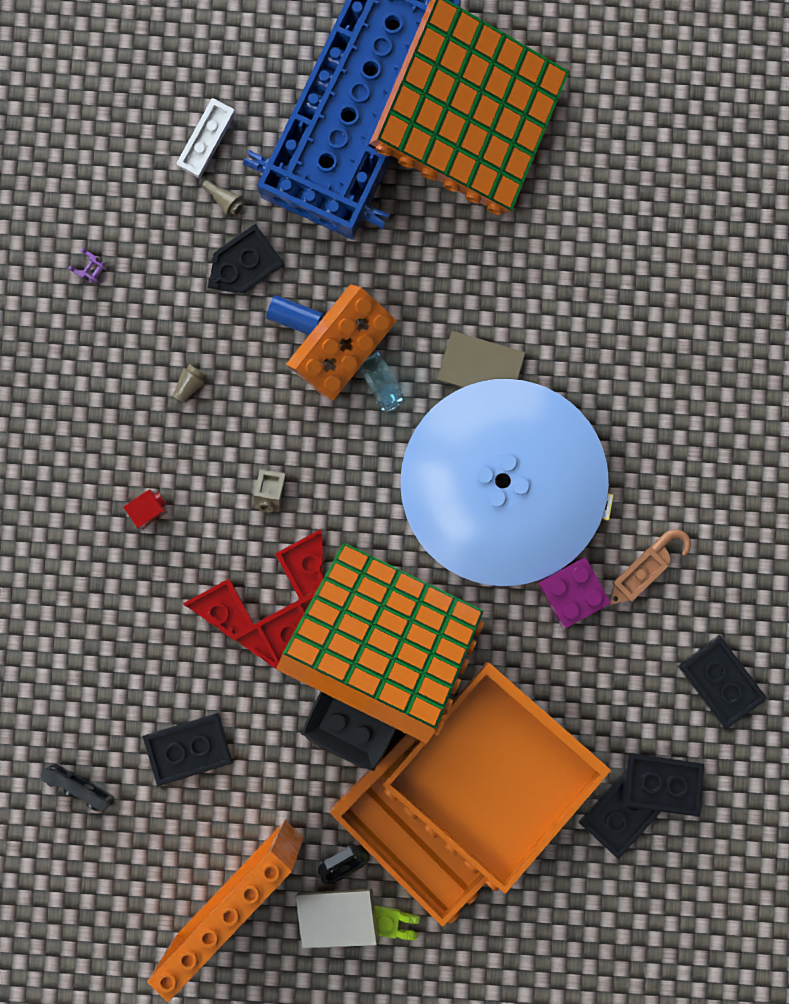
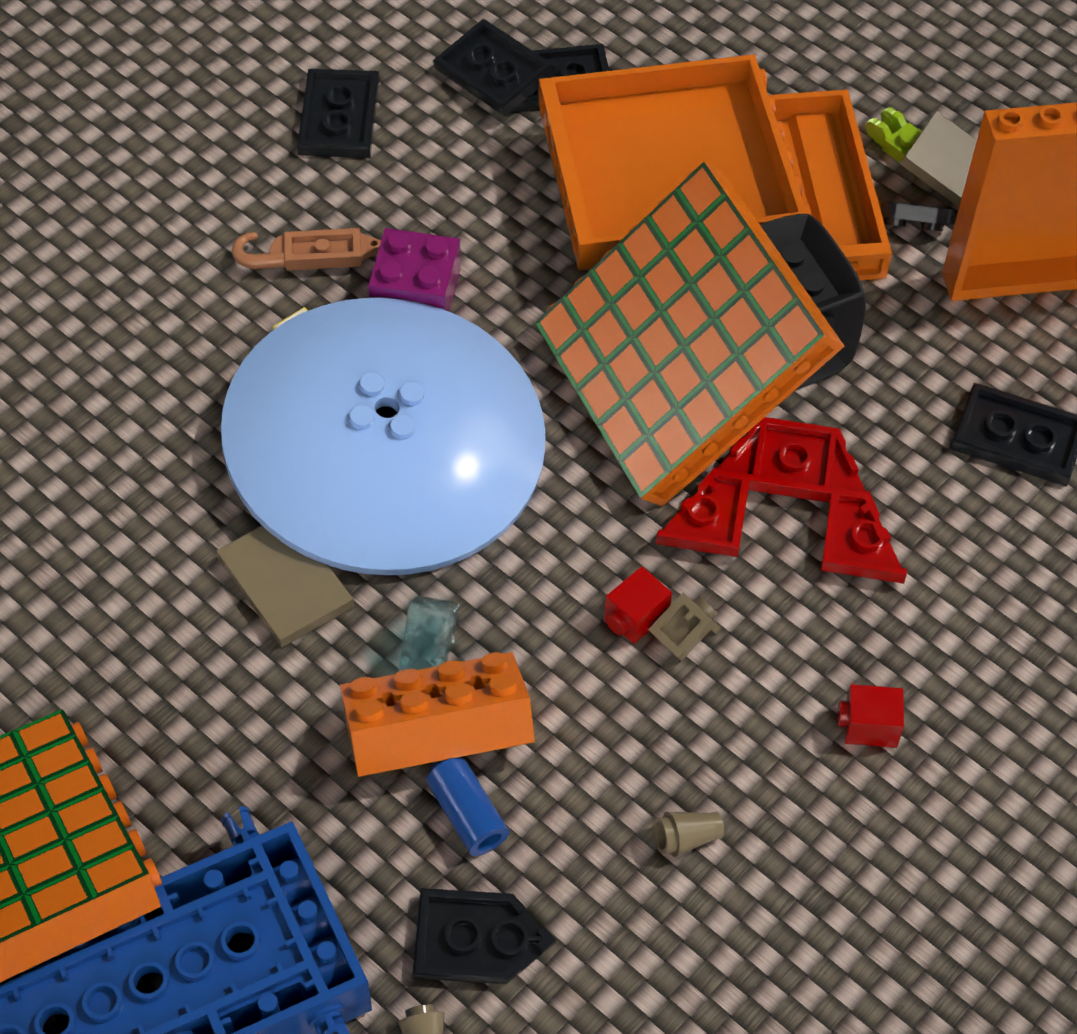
camera: 140 degrees left, 30 degrees down
(300, 481) = (636, 605): none -> red brick

